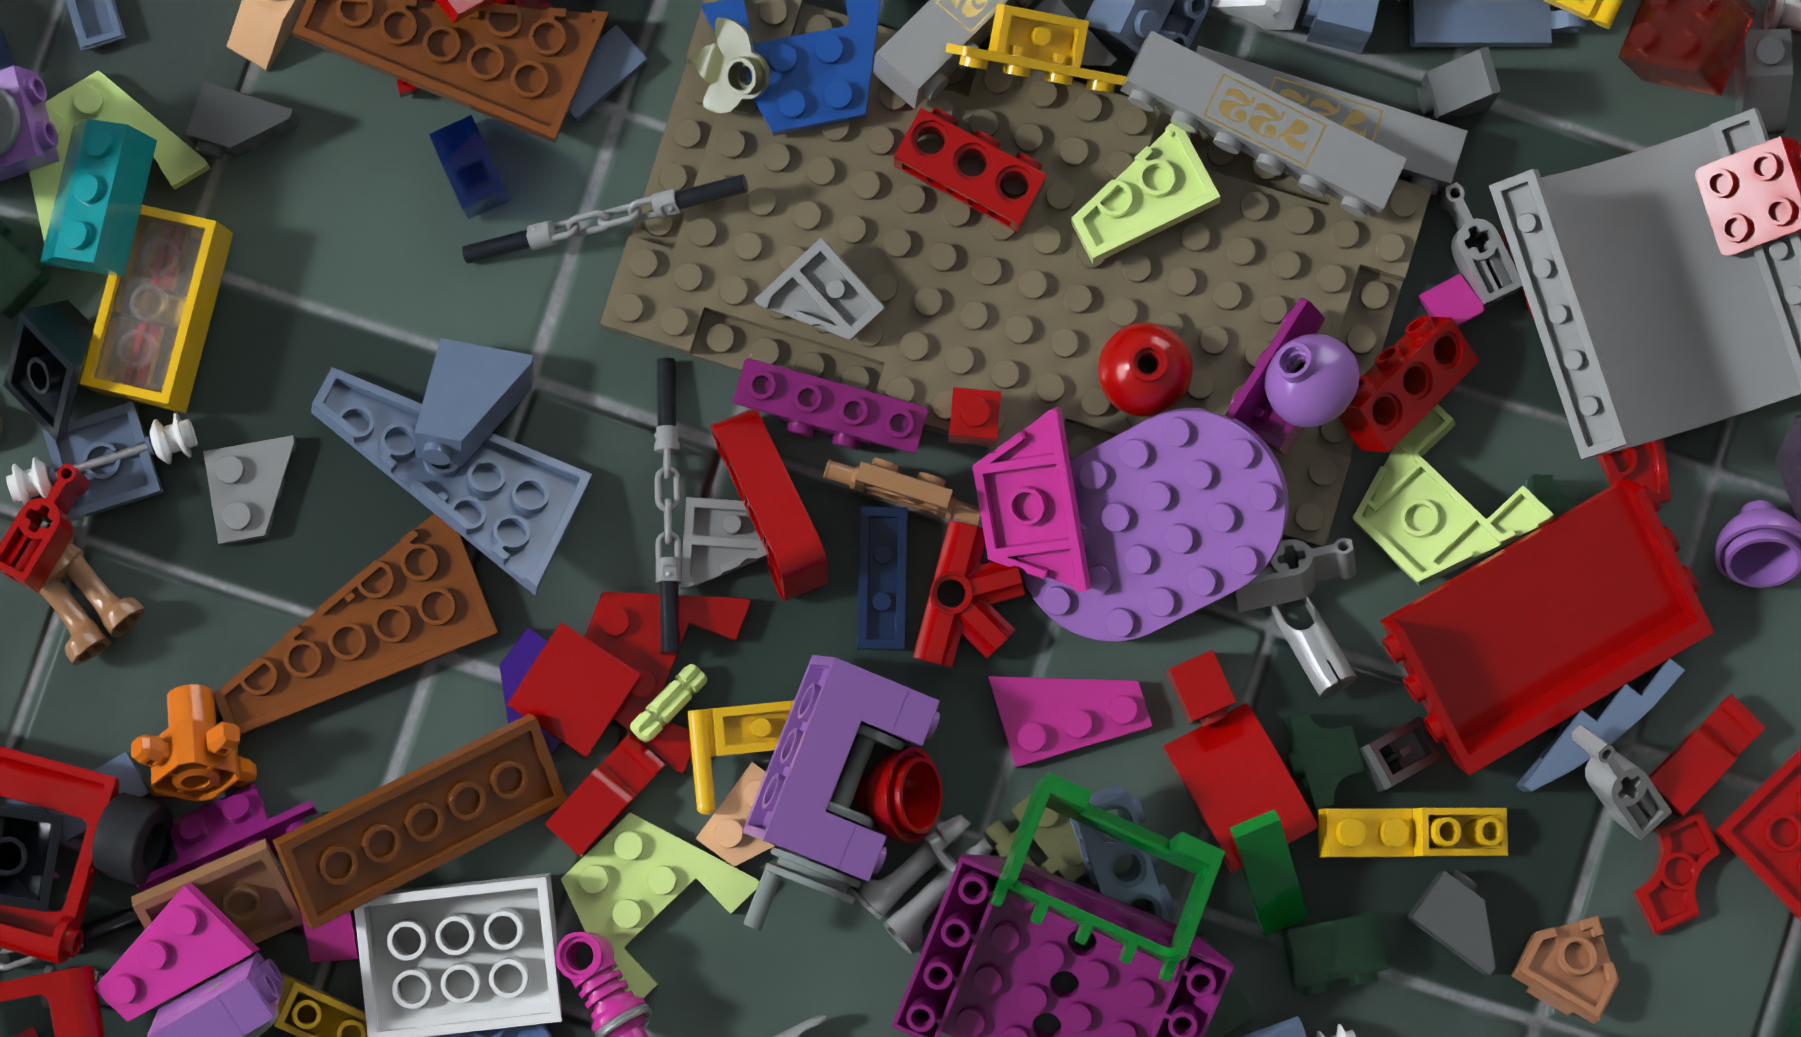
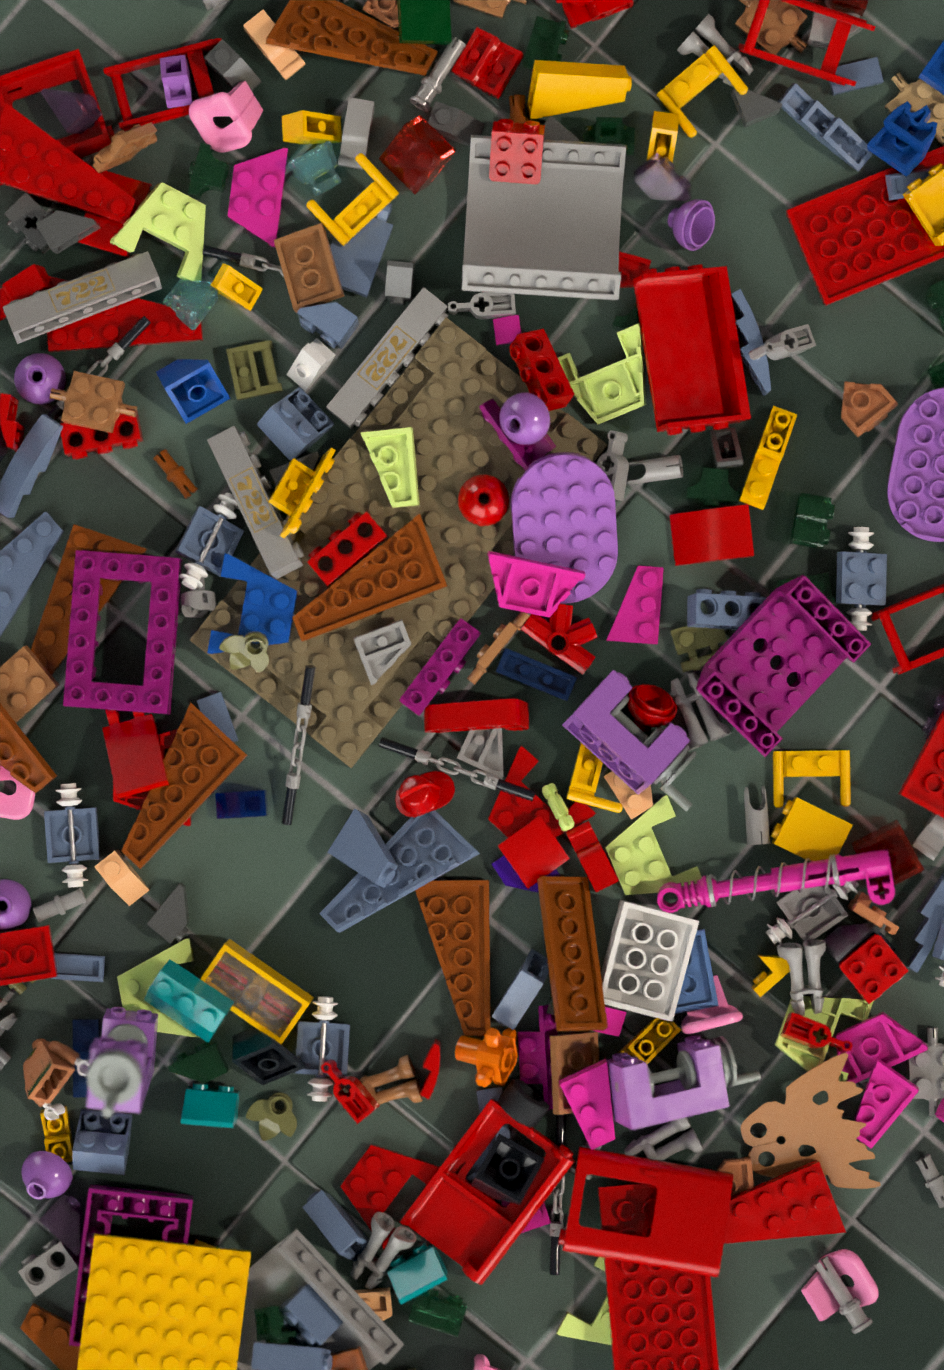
camera: 65 degrees left, 5 degrees up
(140, 657) = (431, 1063): none -> red slope
(246, 487) = (363, 979): light grey wing -> none
(326, 761) = (522, 990): none -> sand blue slope
(605, 466) = (424, 793): none -> red piece
(946, 255) = (387, 577): none -> dark orange wing
(974, 416) = (475, 596): red brick -> none
(1181, 851) = (734, 579): green hinge -> none
(1201, 689) = (655, 535): red brick -> none
(1262, 125) = (382, 390): light grey brick -> none
(1269, 872) = (761, 538): green tile -> none
(1456, 919) = (818, 453): dark grey slope -> none
(1683, 852) = (828, 324): red tile -> none
(1705, 755) = (785, 295): red piece -> none

